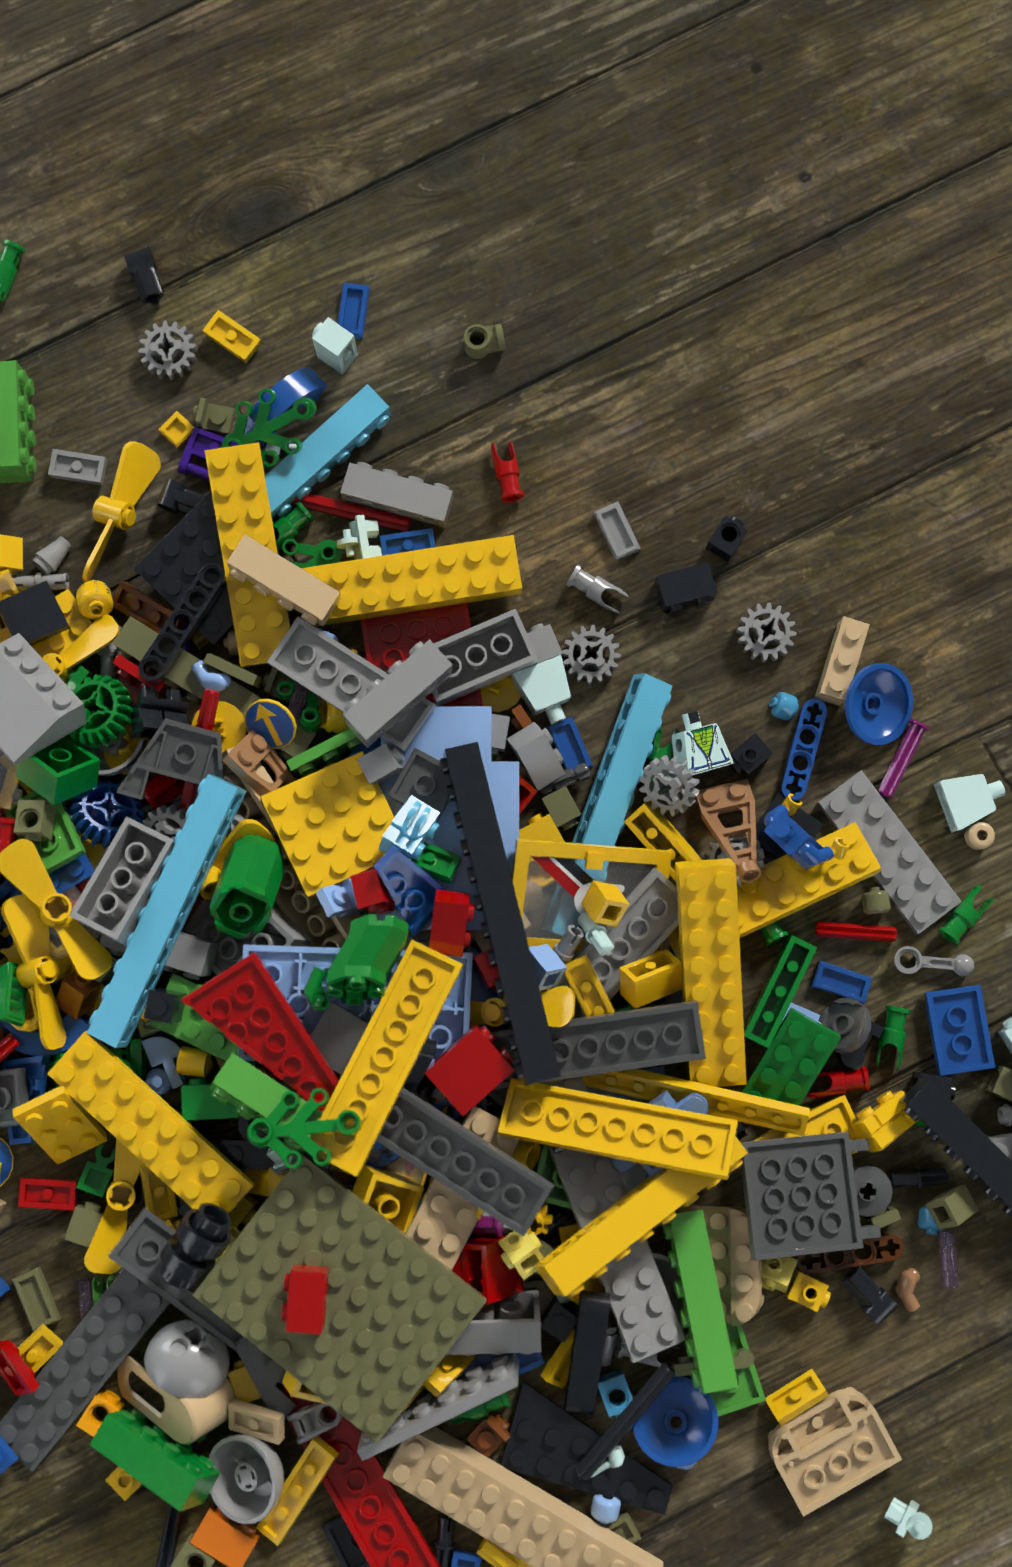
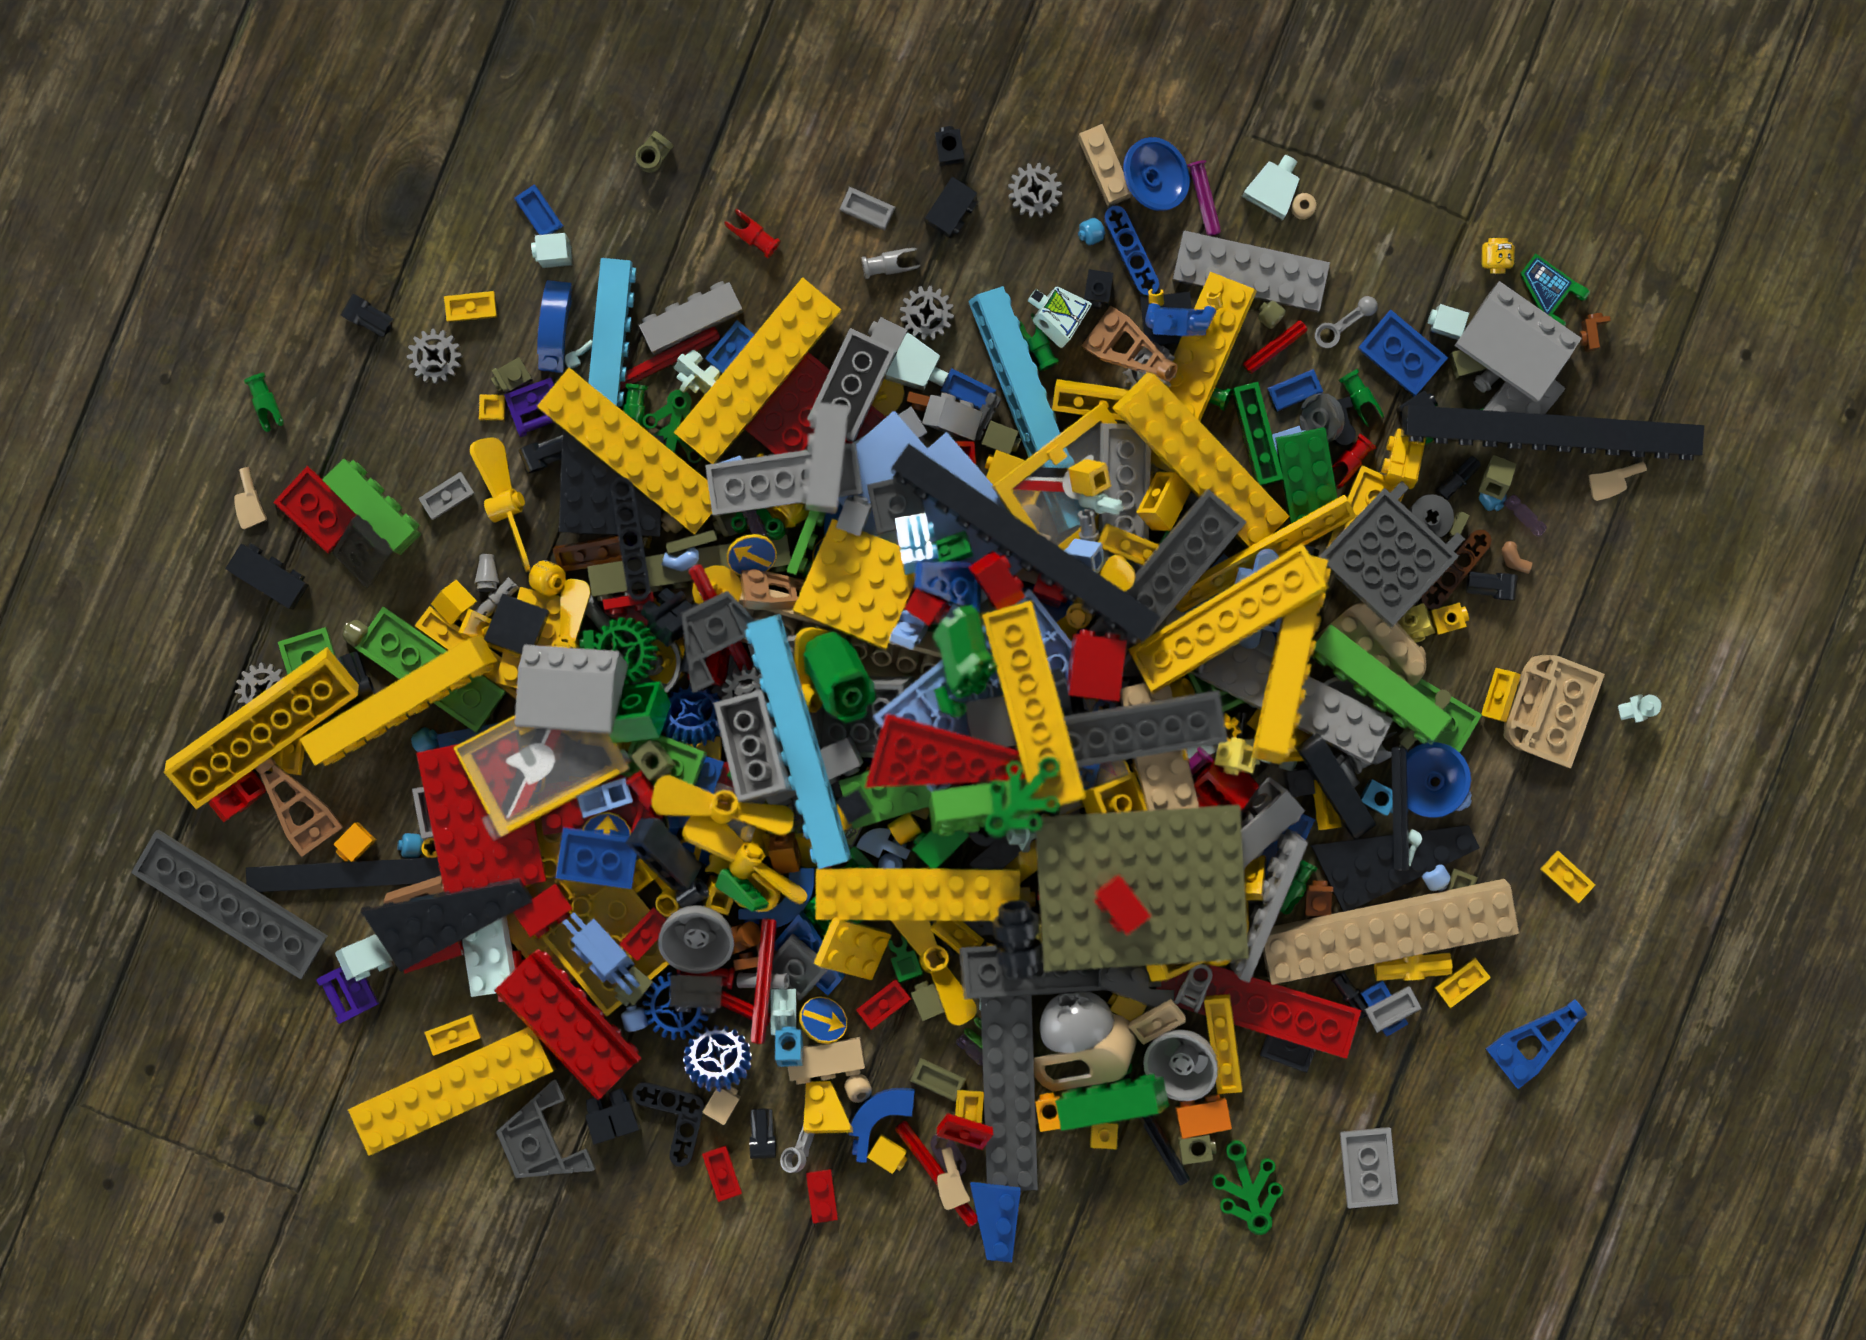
camera: 40 degrees left, 5 degrees up
(263, 429) = (560, 354): green plant -> none
(283, 580) = (676, 448): tan brick -> none
(677, 776) = (1059, 348): light grey gear -> none
(964, 917) = (1341, 272): green piece -> none

